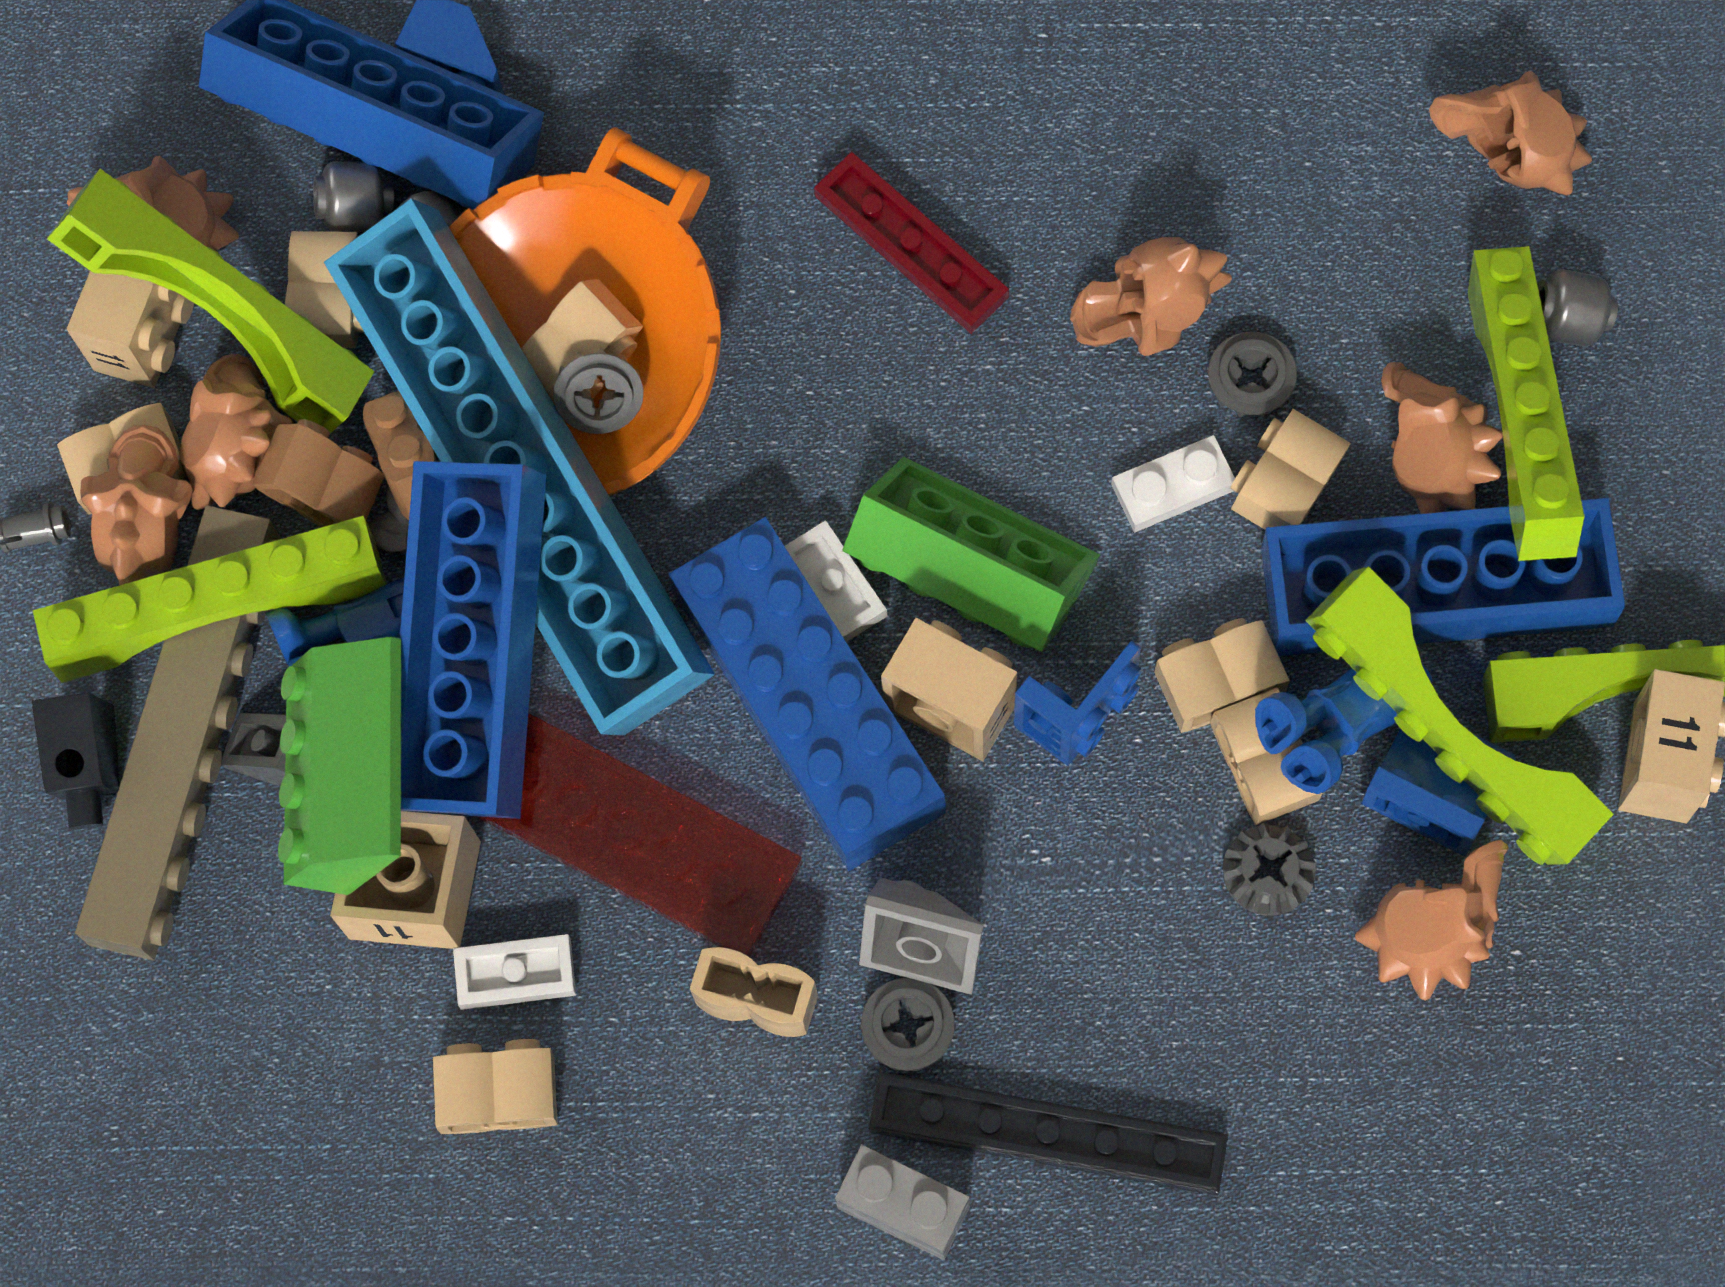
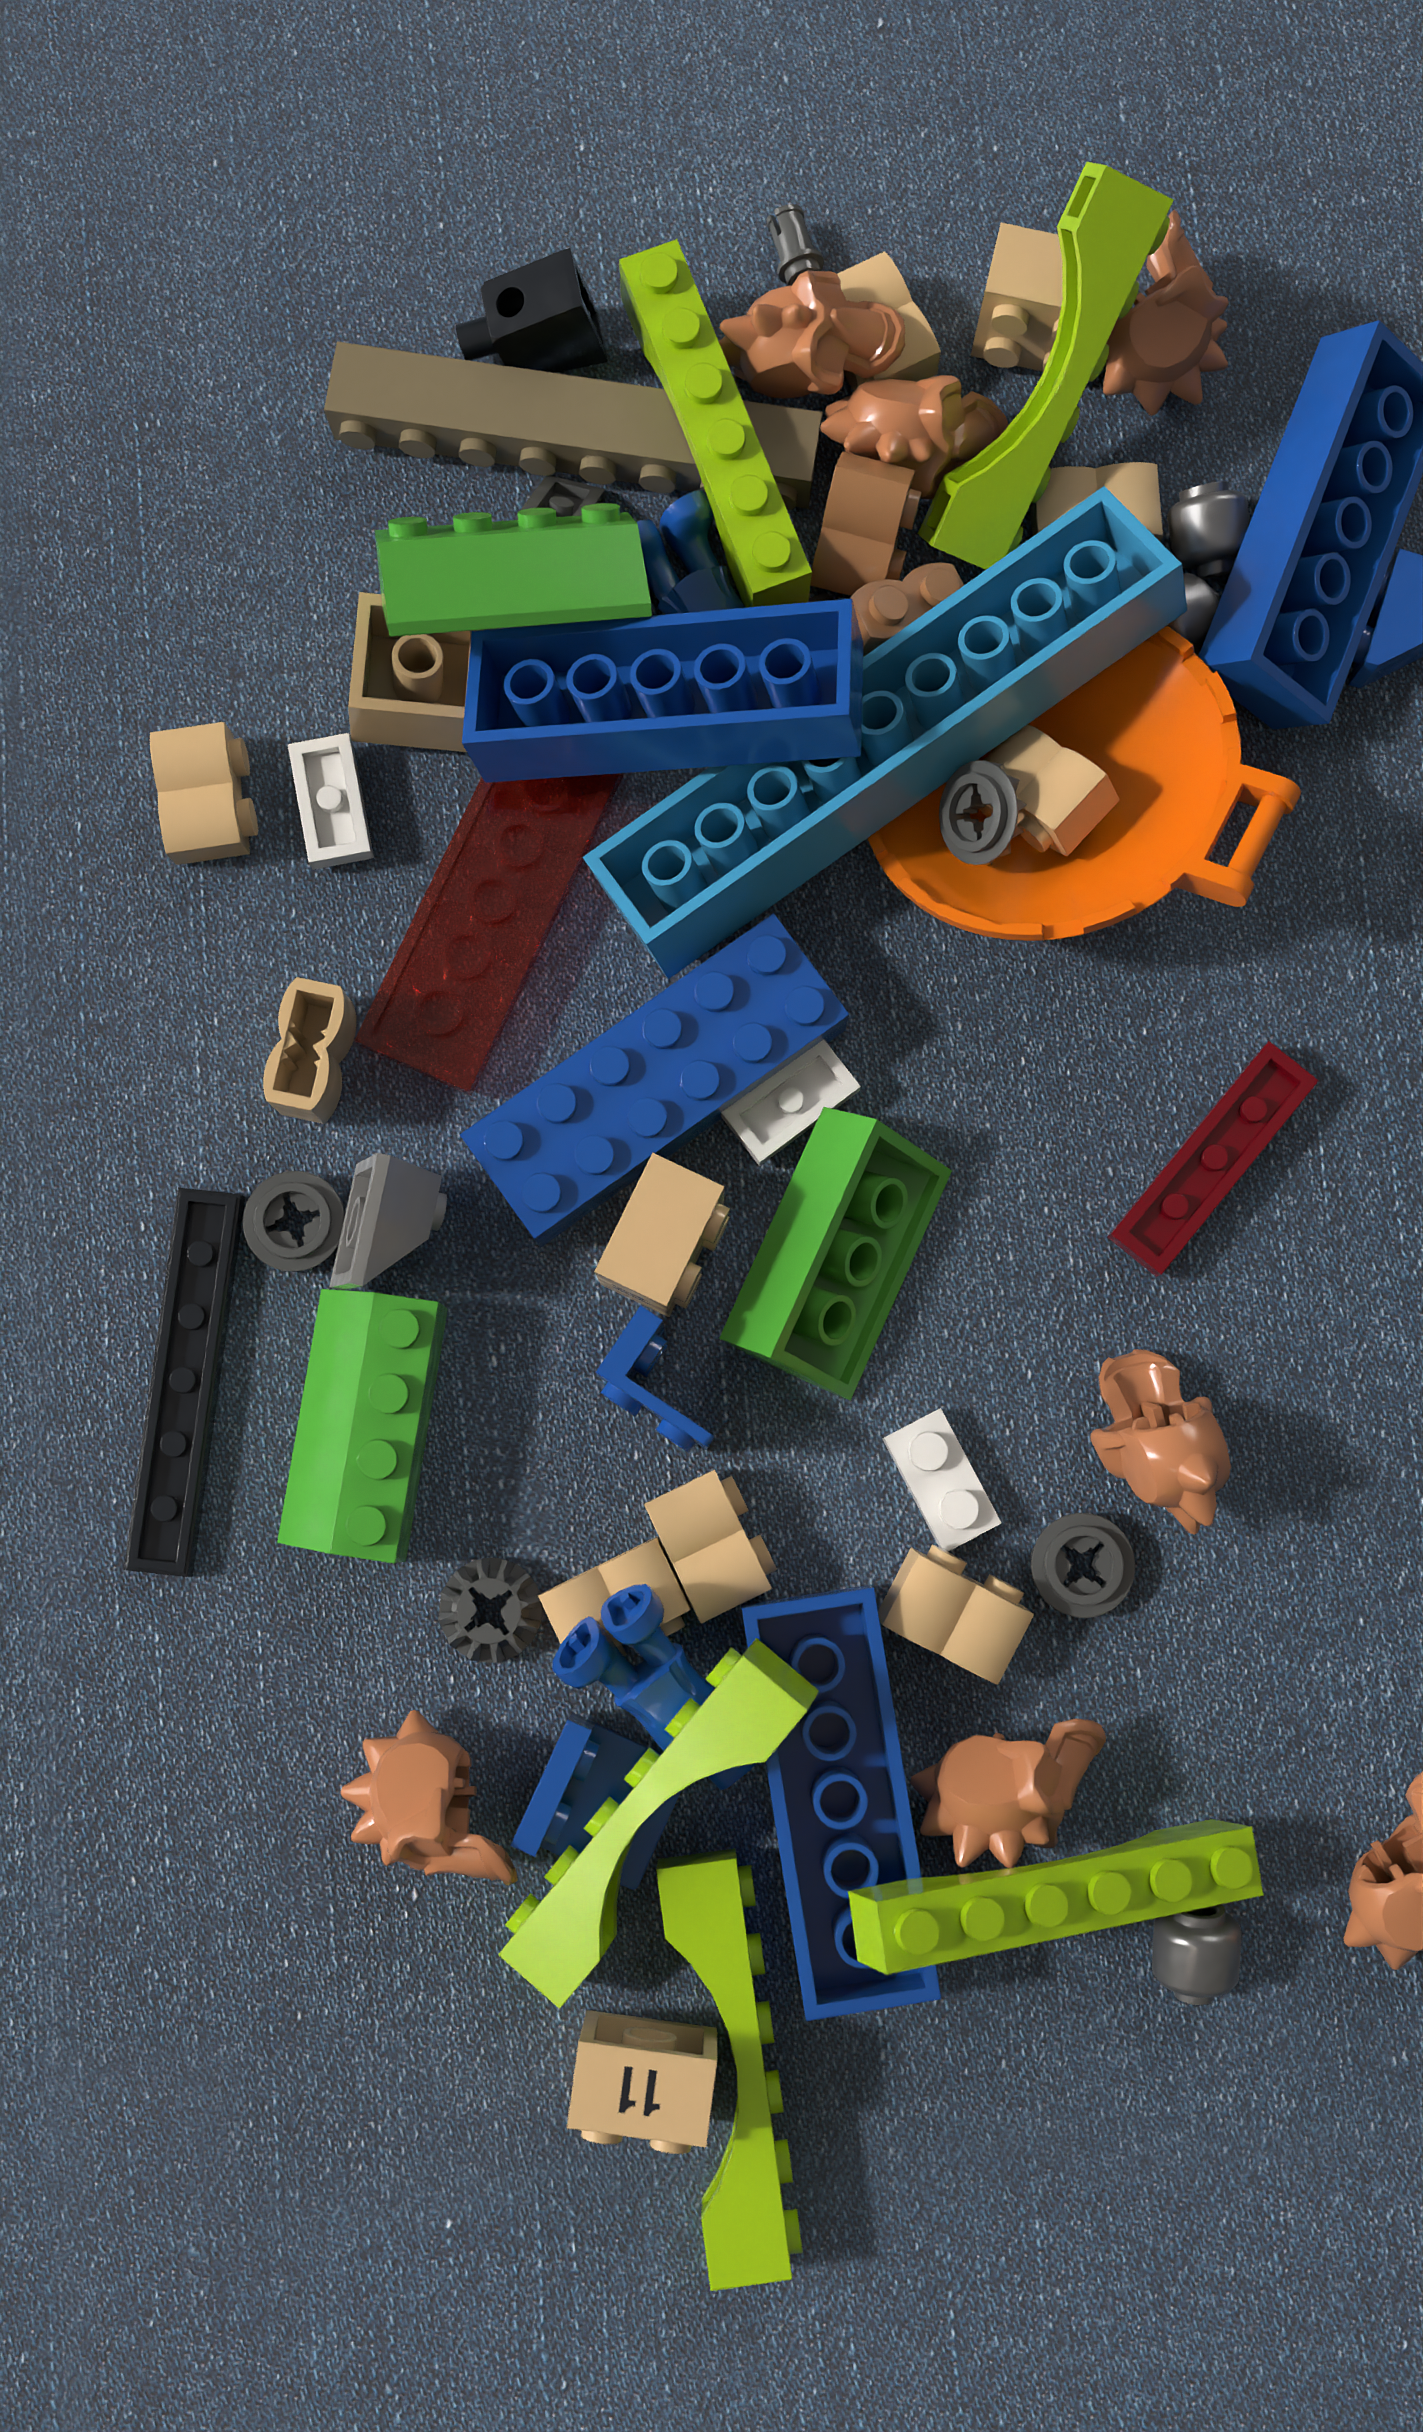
camera: 80 degrees right, 10 degrees up
(902, 1202) = (93, 1228): light grey brick -> none
(1098, 969) = (363, 1425): none -> bright green slope

